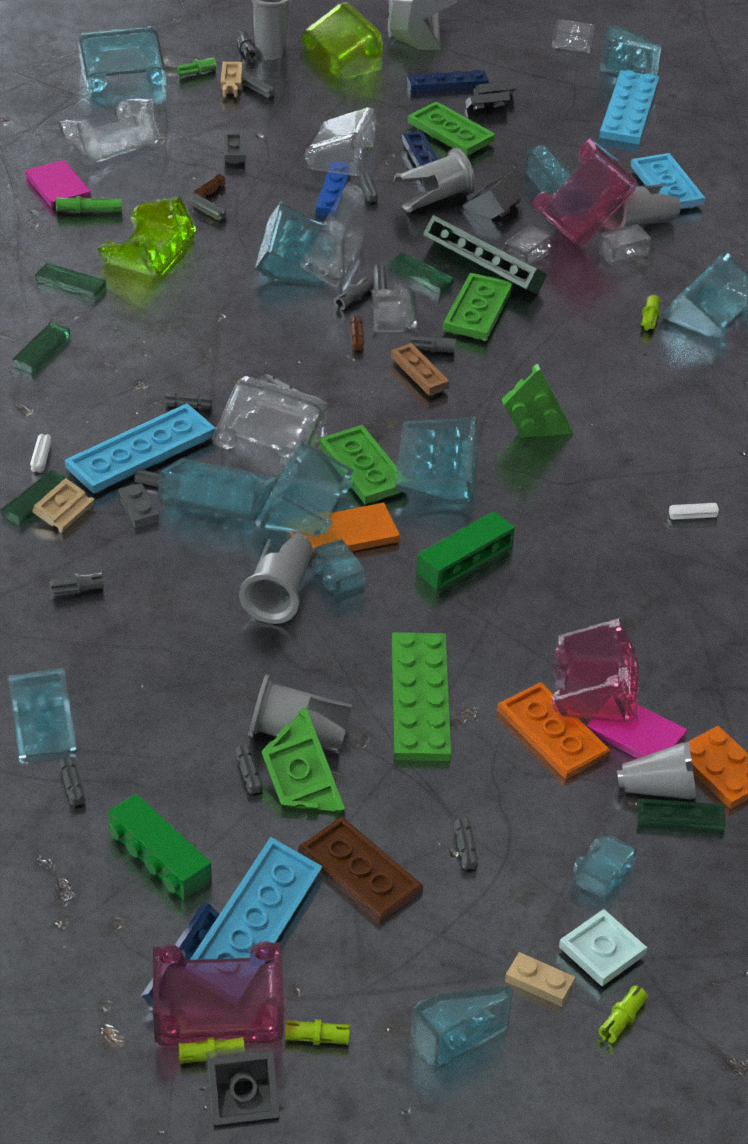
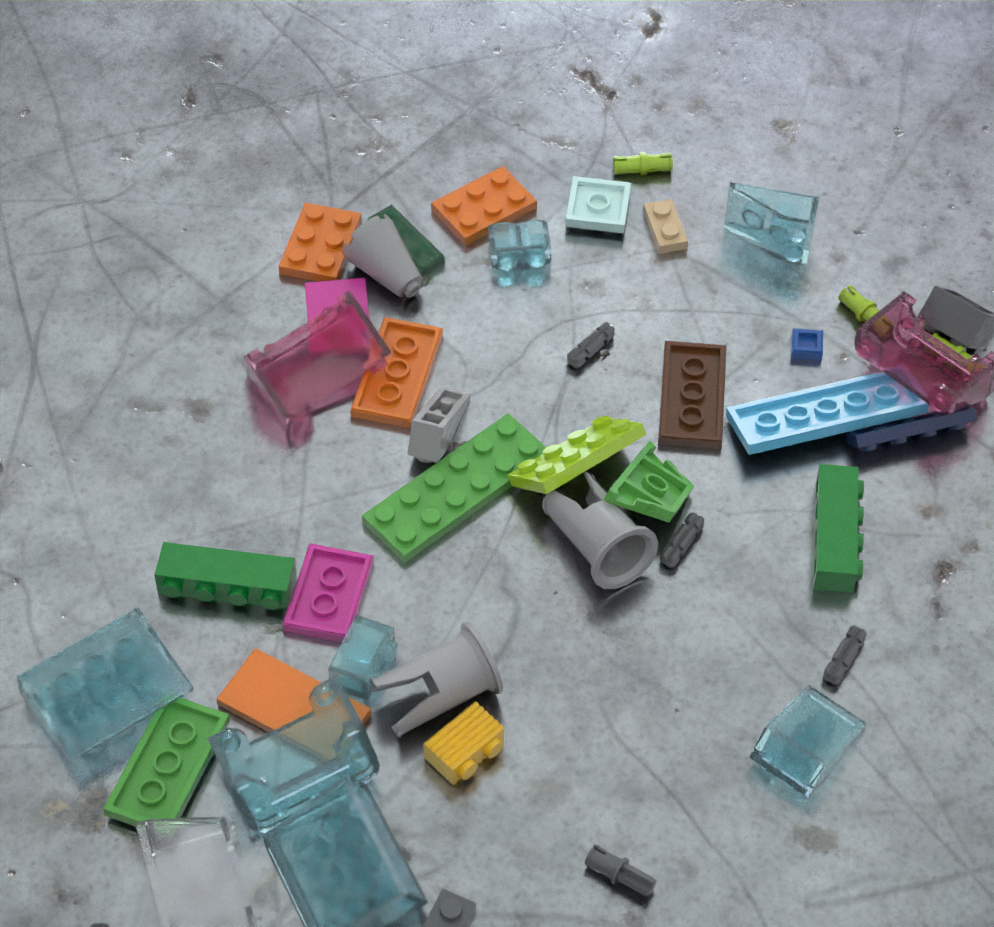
camera: 130 degrees left, 10 degrees up
(229, 570) = (464, 743): none -> yellow brick
(329, 972) = (807, 344): none -> blue tile
(368, 749) = (576, 454): none -> lime plate
(406, 591) = (328, 592): none -> dark pink tile
(480, 711) = (436, 424): none -> light grey slope
(674, 884) = (482, 203): none -> orange plate

